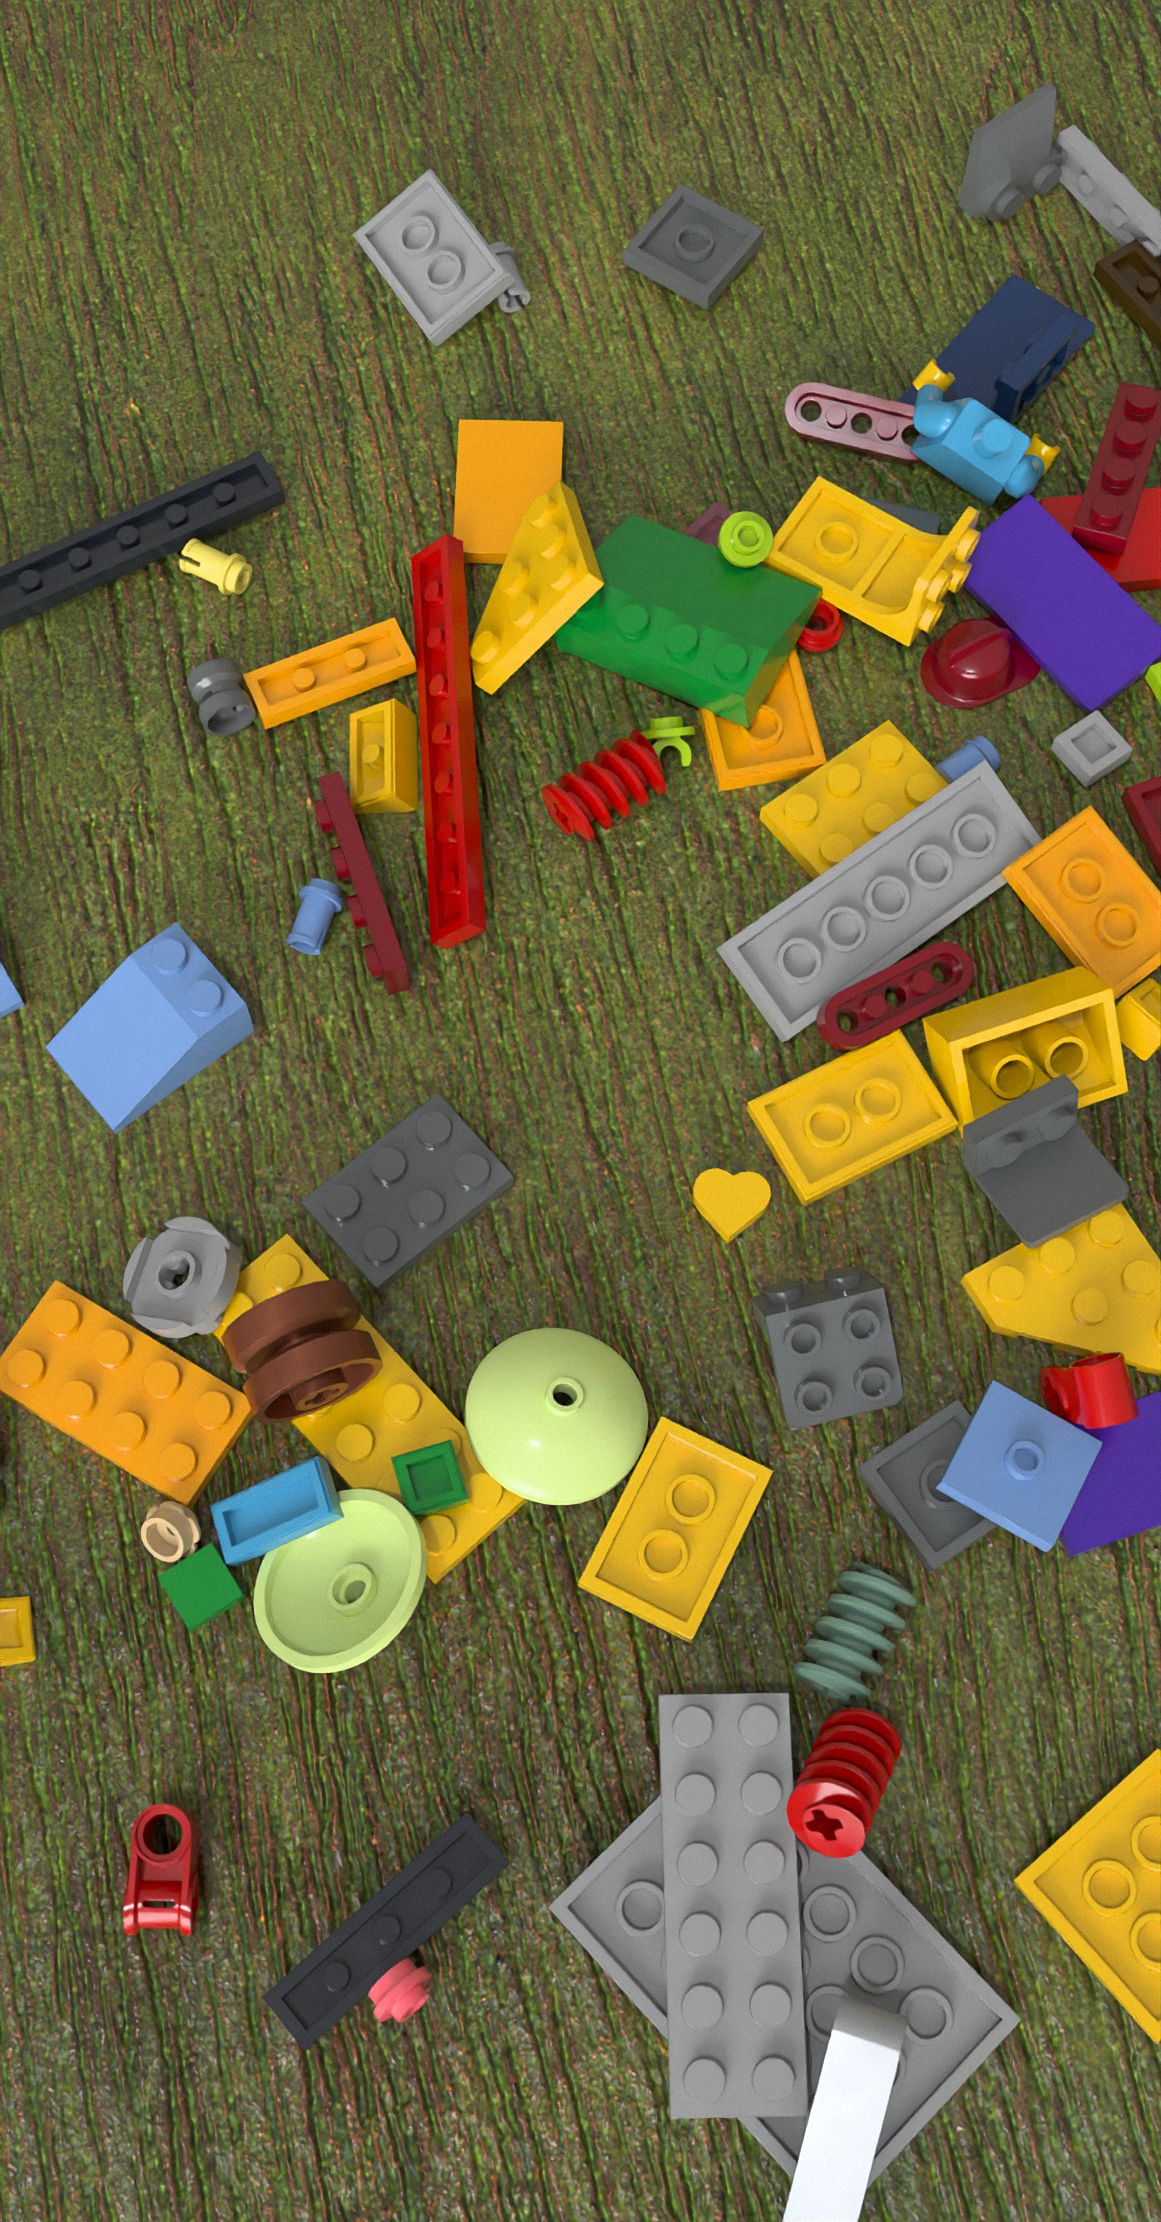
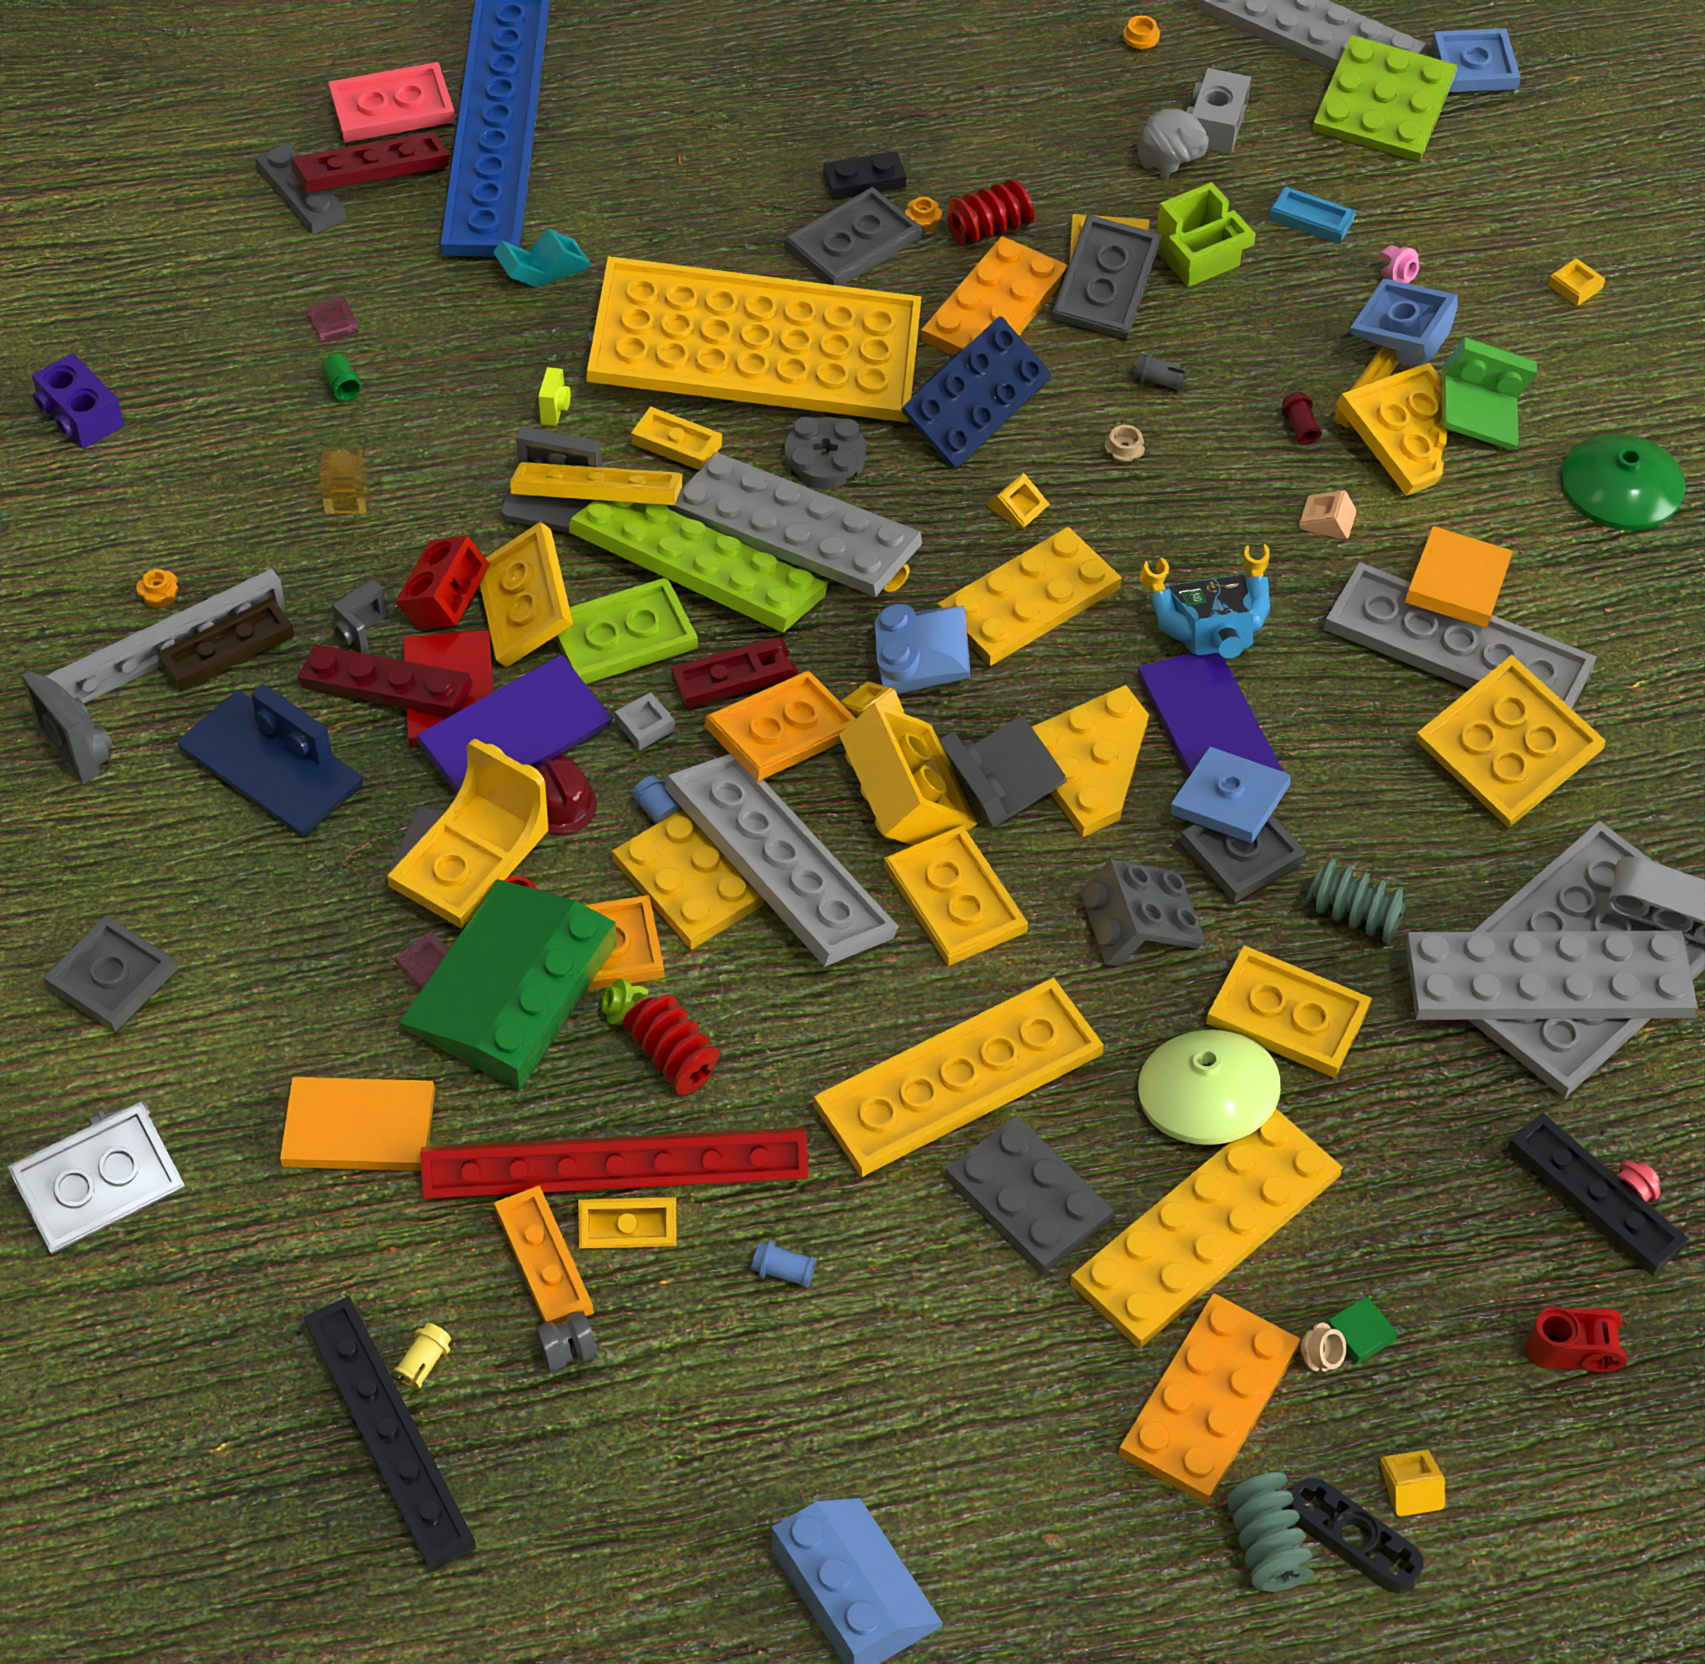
camera: 90 degrees left, 15 degrees down
(150, 1028) = (891, 1384): medium blue slope -> none
(204, 1295) = (1103, 1318): light grey plate -> none
(276, 1511) = (1302, 1271): dark azure tile -> none
(301, 1351) = (1193, 1223): copper wheel -> none
(312, 1586) = (1320, 1209): yellowish green dish -> none
(367, 904) = (759, 1222): dark red plate -> none
(430, 1479) = (1272, 1160): green tile -> none
(538, 588) = (483, 1078): yellow plate -> none
(573, 1114) = (957, 1076): none -> yellow plate
(731, 1201) = (1027, 969): yellow tile -> none
(745, 539) = (450, 927): lime plate -> none
(839, 410) = (328, 842): plate -> none
(843, 1781) = (1465, 902): red piece -> none
(915, 992) = (862, 854): dark red plate -> none
(974, 443) = (369, 769): dark azure torso -> none
(1090, 1391) = (1174, 747): red piece -> none

